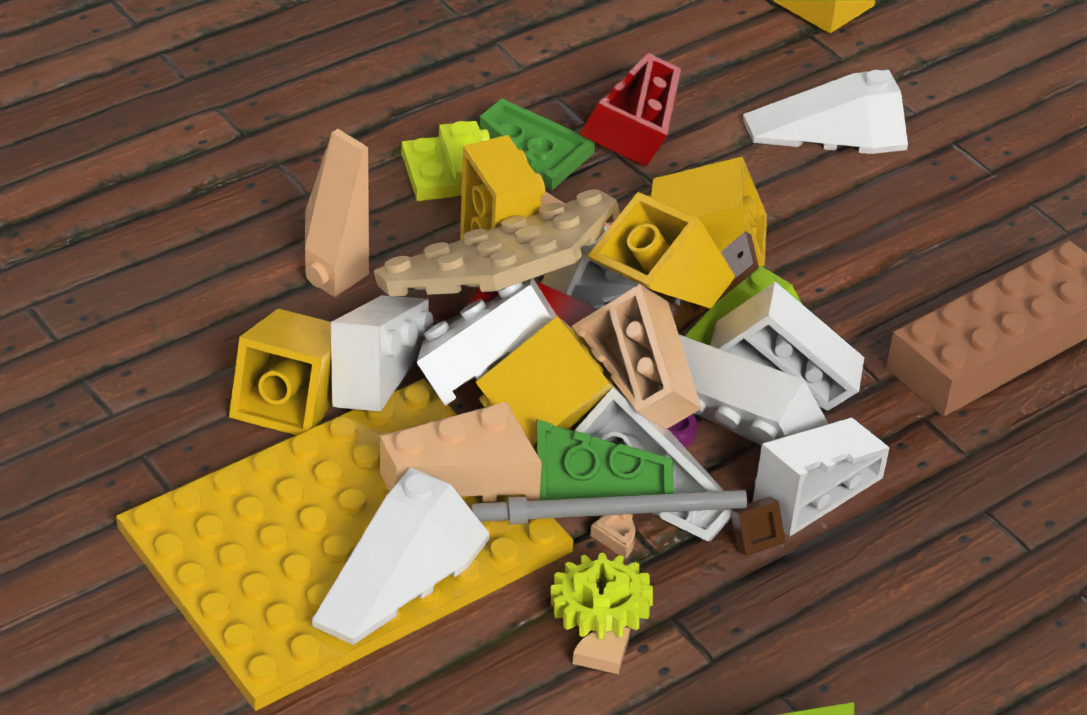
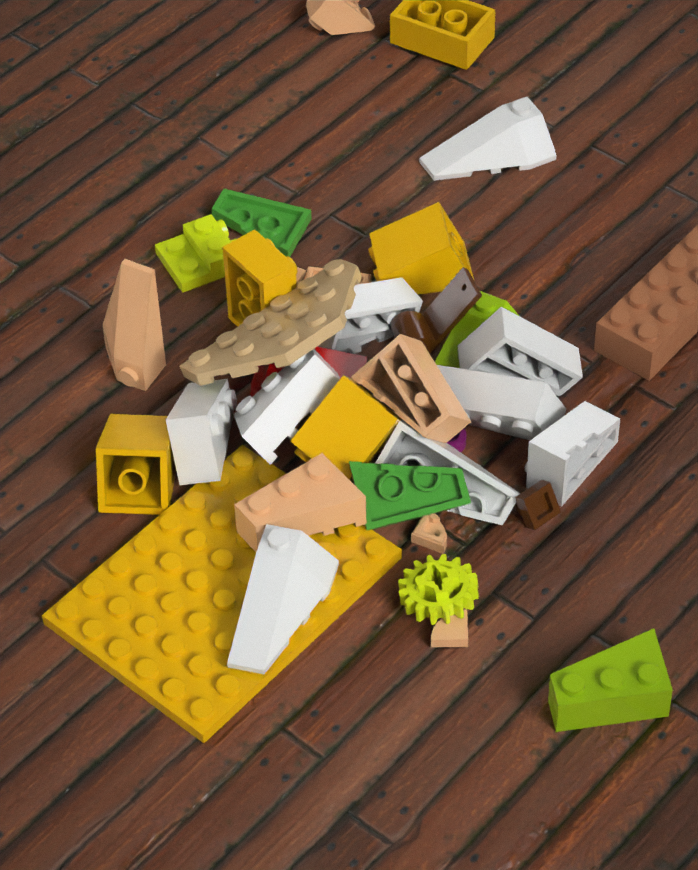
camera: 10 degrees left, 5 degrees up
(519, 510) = (356, 536): light grey bar -> none
(636, 111) = (340, 177): red wedge -> none
(664, 252) = (407, 301): yellow slope -> none

